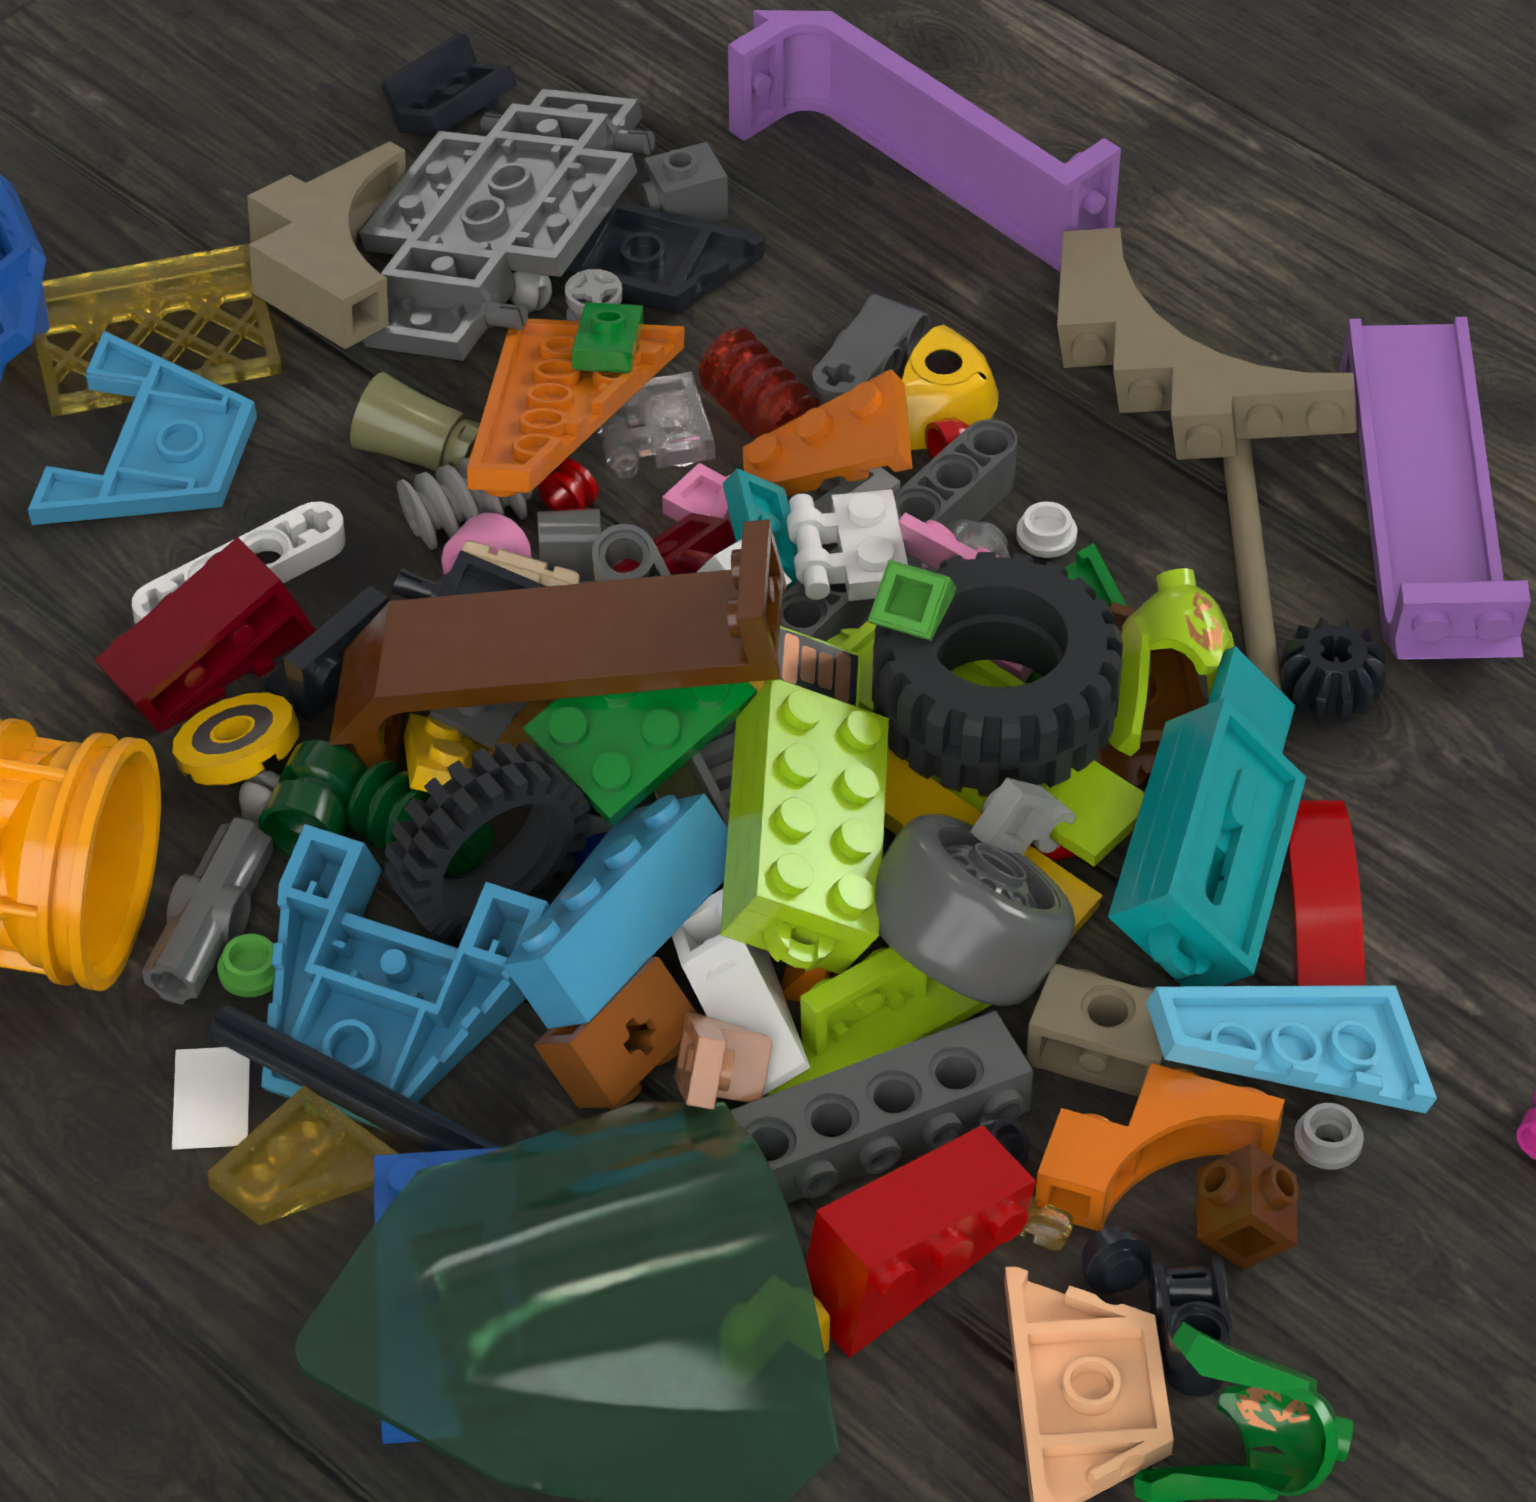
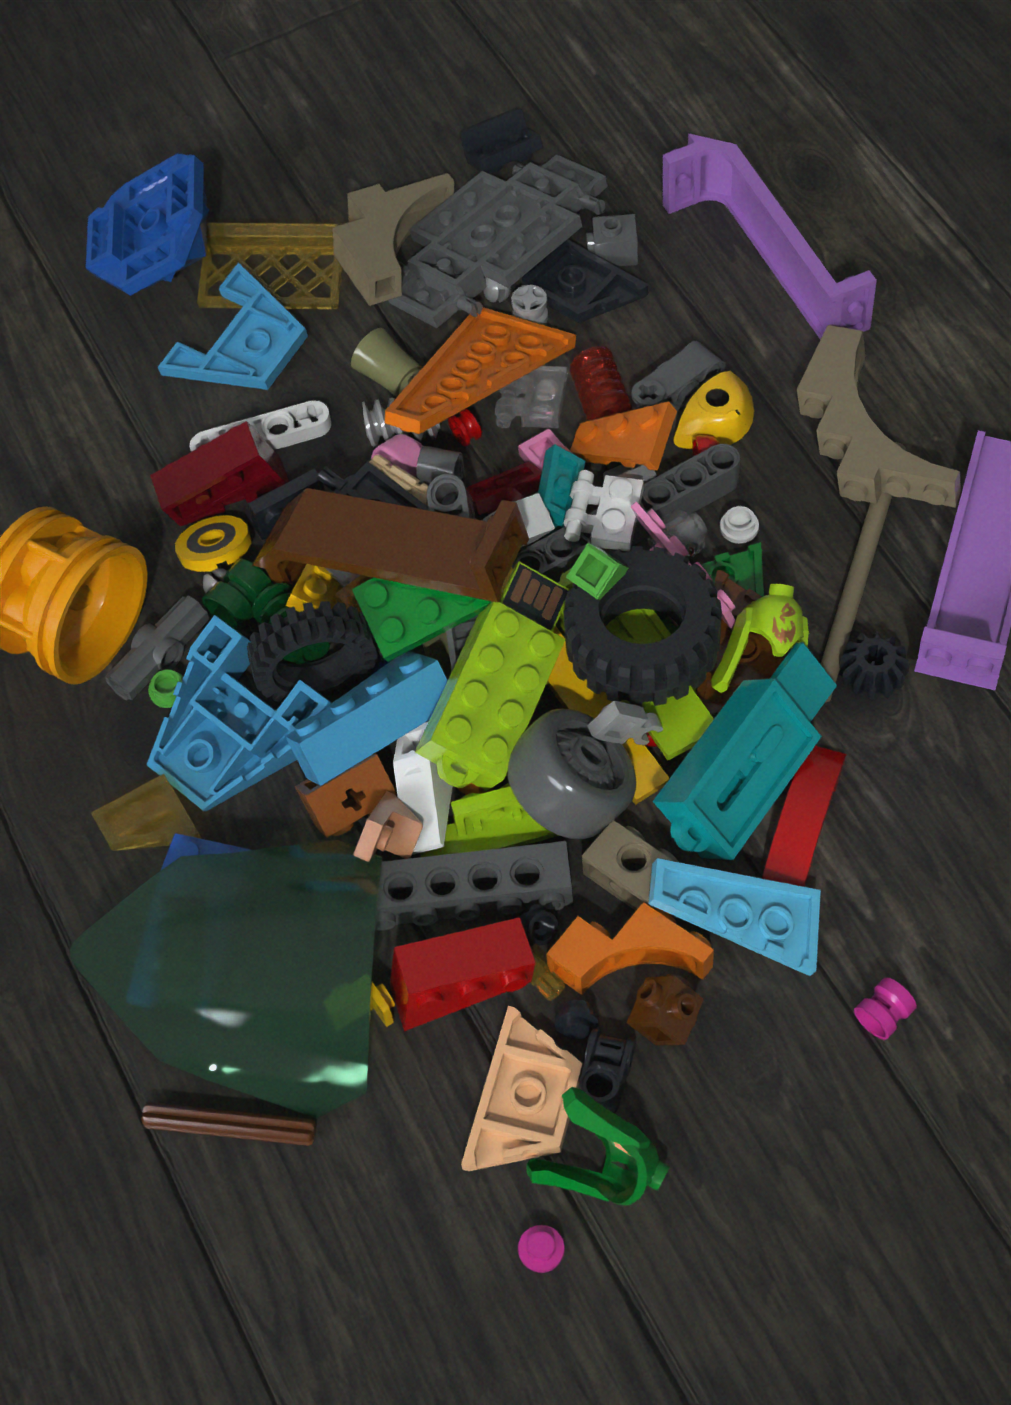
camera: 25 degrees right, 10 degrees up
(210, 1098) = (119, 762): white sticker -> none
(341, 1084) = (188, 783): black axle -> none
(607, 337) = (520, 334): green plate -> none
(1331, 1122) = (744, 966): light grey plate -> none

